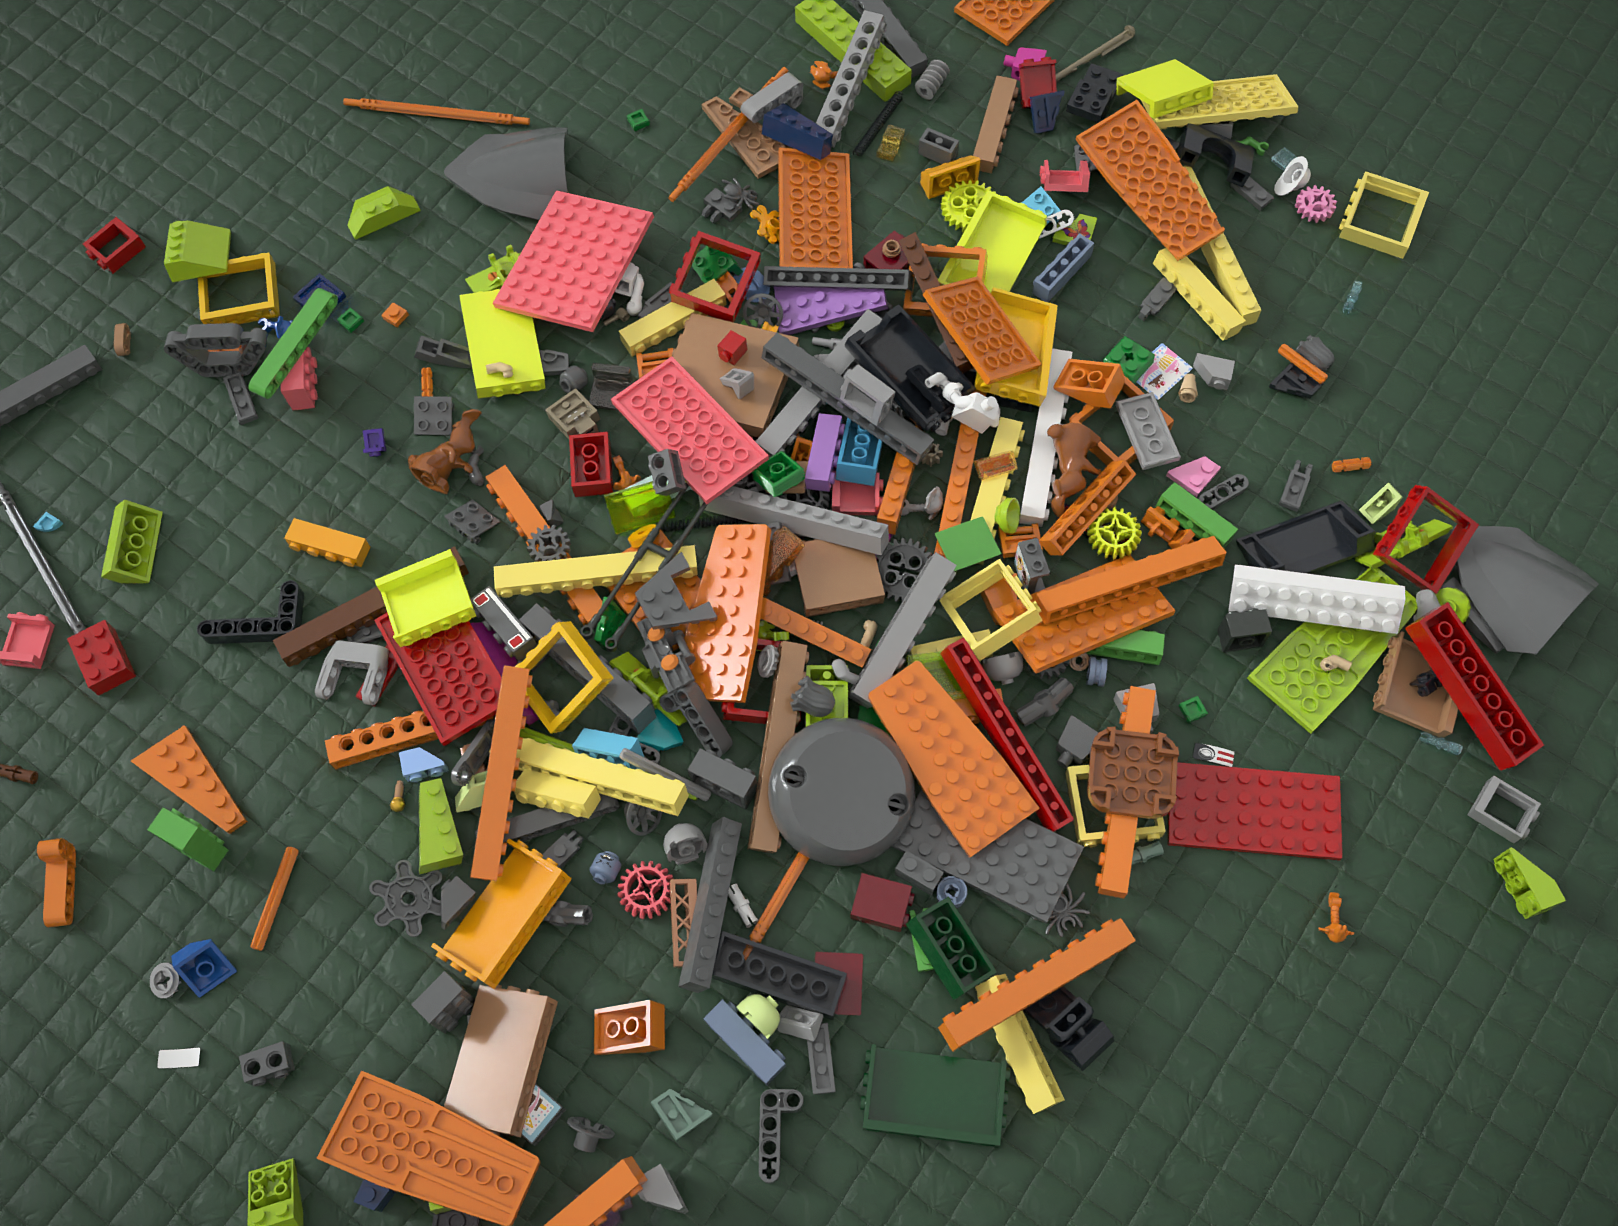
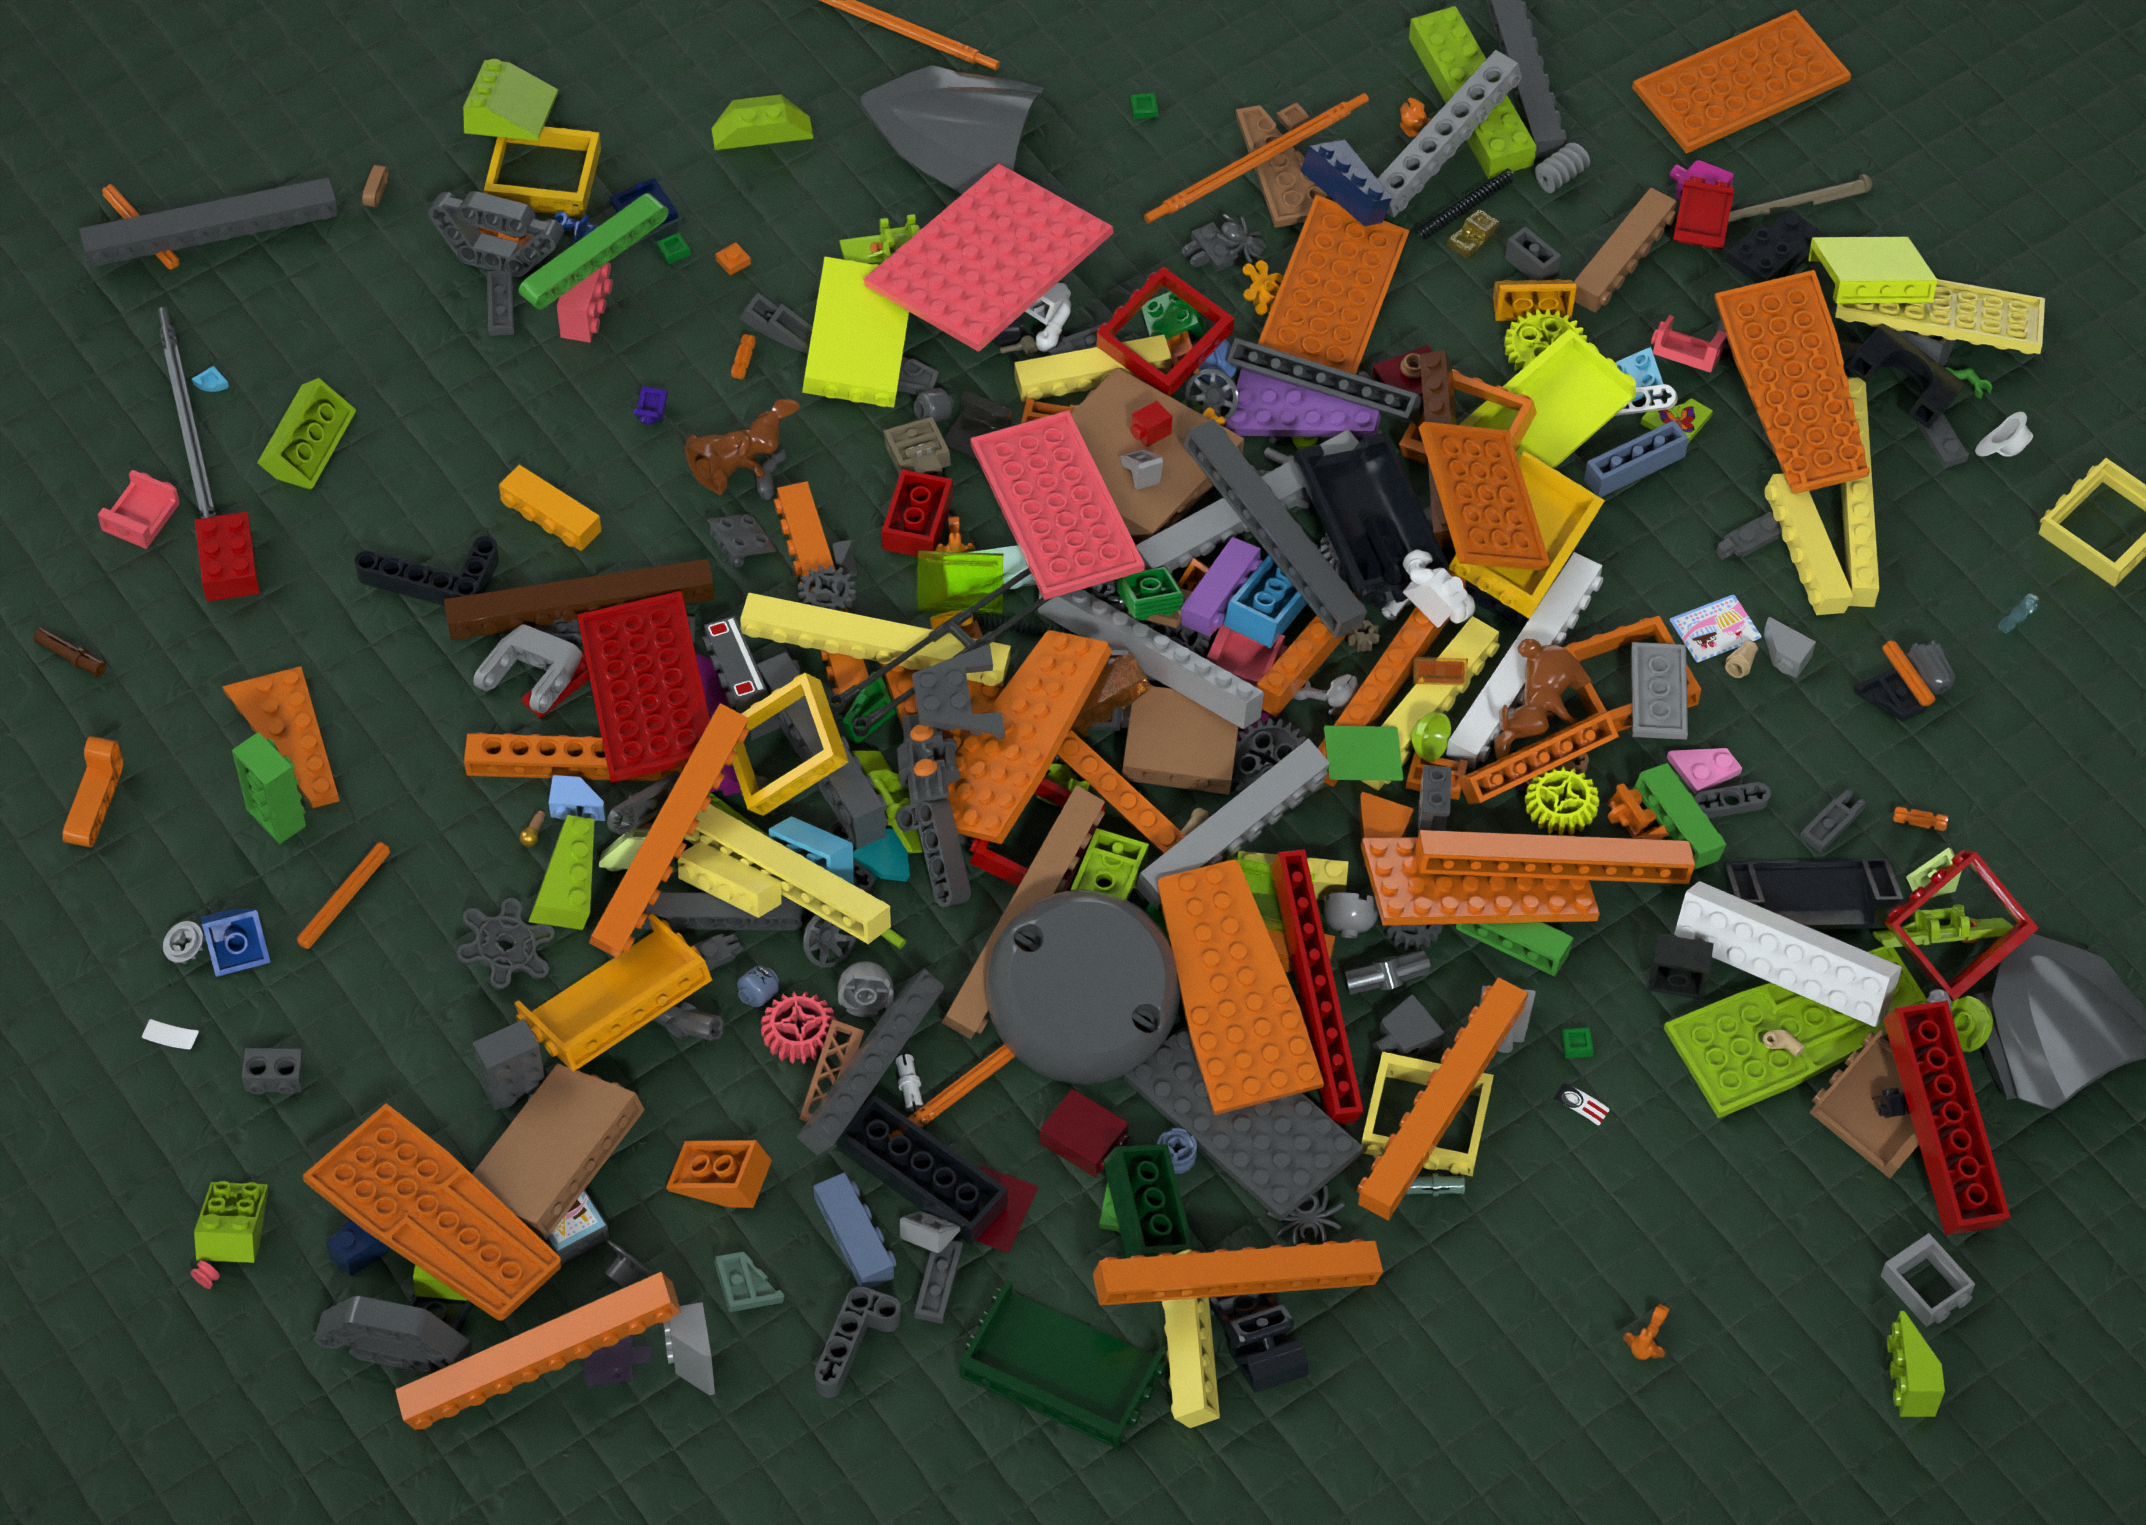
camera: 15 degrees right, 10 degrees down
(119, 256) = (408, 82): red window -> none
(426, 598) = (650, 604): neon yellow panel -> none
(433, 415) = (737, 395): dark grey hinge -> none
(454, 899) = (561, 963): dark grey slope -> none
(500, 367) = (843, 359): tan arm -> none
(654, 768) = (852, 876): light grey axle -> none
(669, 471) = (1007, 545): dark grey brick -> none
(723, 778) = (941, 928): dark grey brick -> none
(761, 1013) = (885, 1202): yellowish green cylinder -> none
(768, 661) = (1049, 806): light grey gear -> none
(783, 90) = (1347, 122): light grey beam -> none
(812, 699) = (1086, 863): dark grey piece -> none
(843, 673) = (1137, 847): light grey arm -> none
(870, 386) = (1300, 549): light grey window -> none
(919, 873) = (1143, 1113): dark grey brick -> none
(937, 379) = (1403, 541): white arm -> none
(976, 585) = (1350, 805): light yellow window -> none
(1044, 110) = (1698, 251): dark blue wing -> none
(1083, 665) = (1446, 932): medium nougat plate -> none
(1091, 382) = (1608, 608): orange slope -> none
(1096, 671) = (1468, 957): sand blue wheel -> none
(1132, 773) = (1455, 1074): dark orange tile -> none
(1138, 358) = (1676, 600): green brick -> none
(1256, 811) = (1604, 1182): red plate -> none
(1283, 158) = (2004, 408): clear light blue tile -> none
(1315, 204) = (2021, 480): bright pink gear -> none
(1451, 747) = (1883, 1181): clear light blue piece -> none

